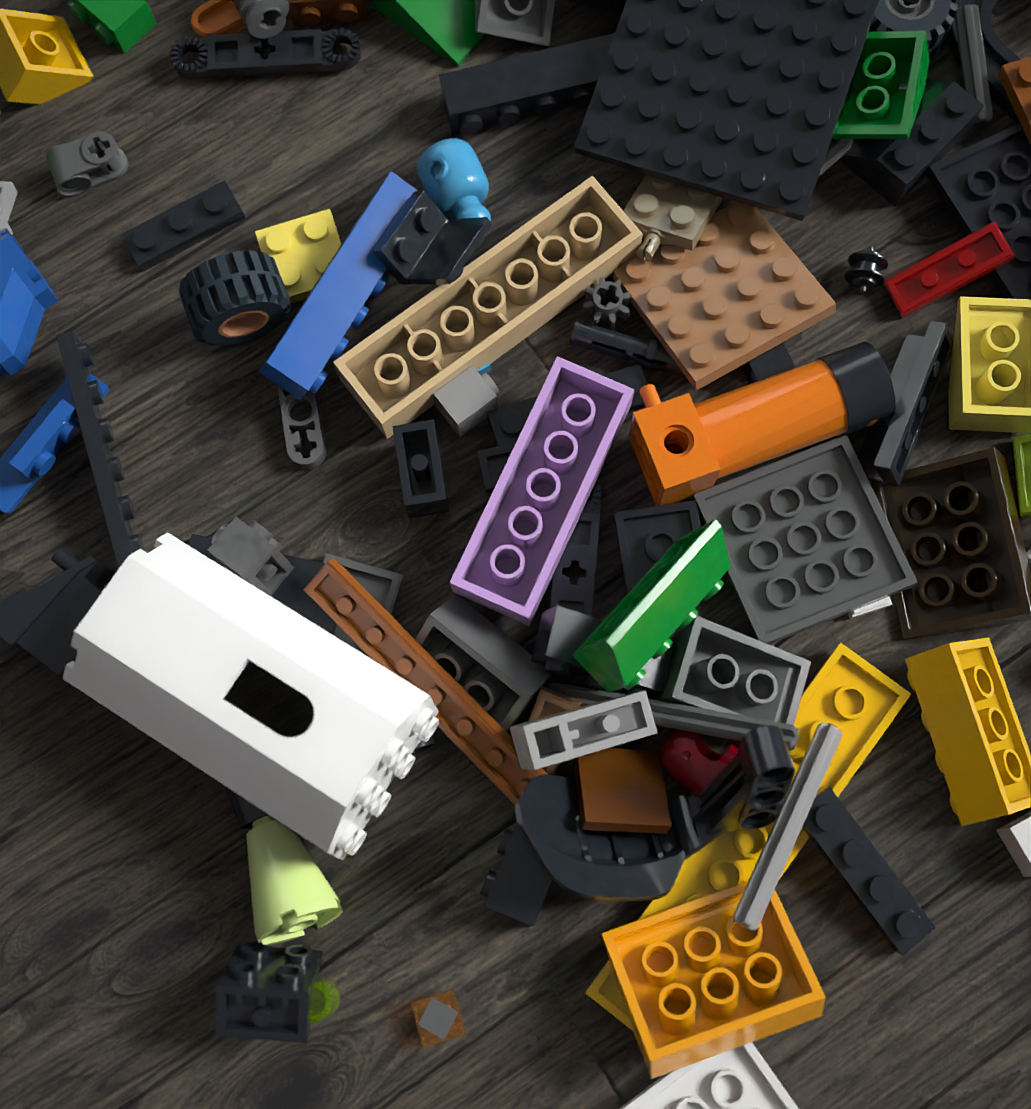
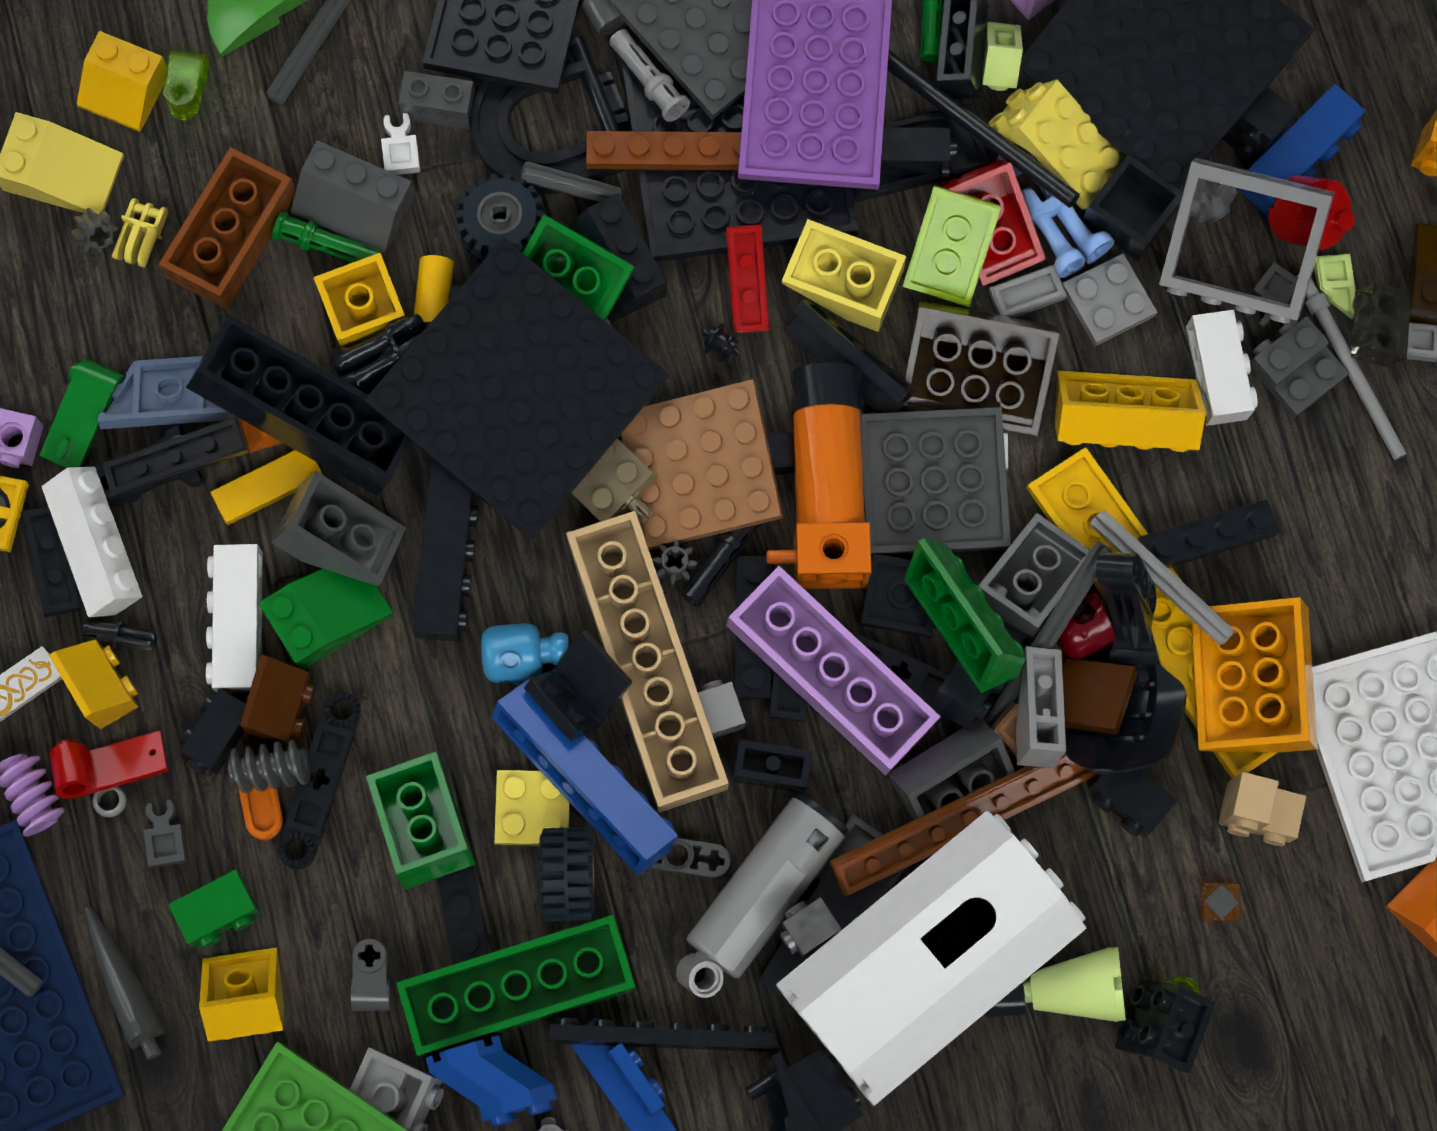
camera: 80 degrees left, 0 degrees up
(111, 296) = (515, 986): none -> green brick
(247, 145) = (420, 820): none -> green brick
(284, 500) = (760, 894): none -> light grey piece
(559, 1035) = (1260, 808): none -> tan brick

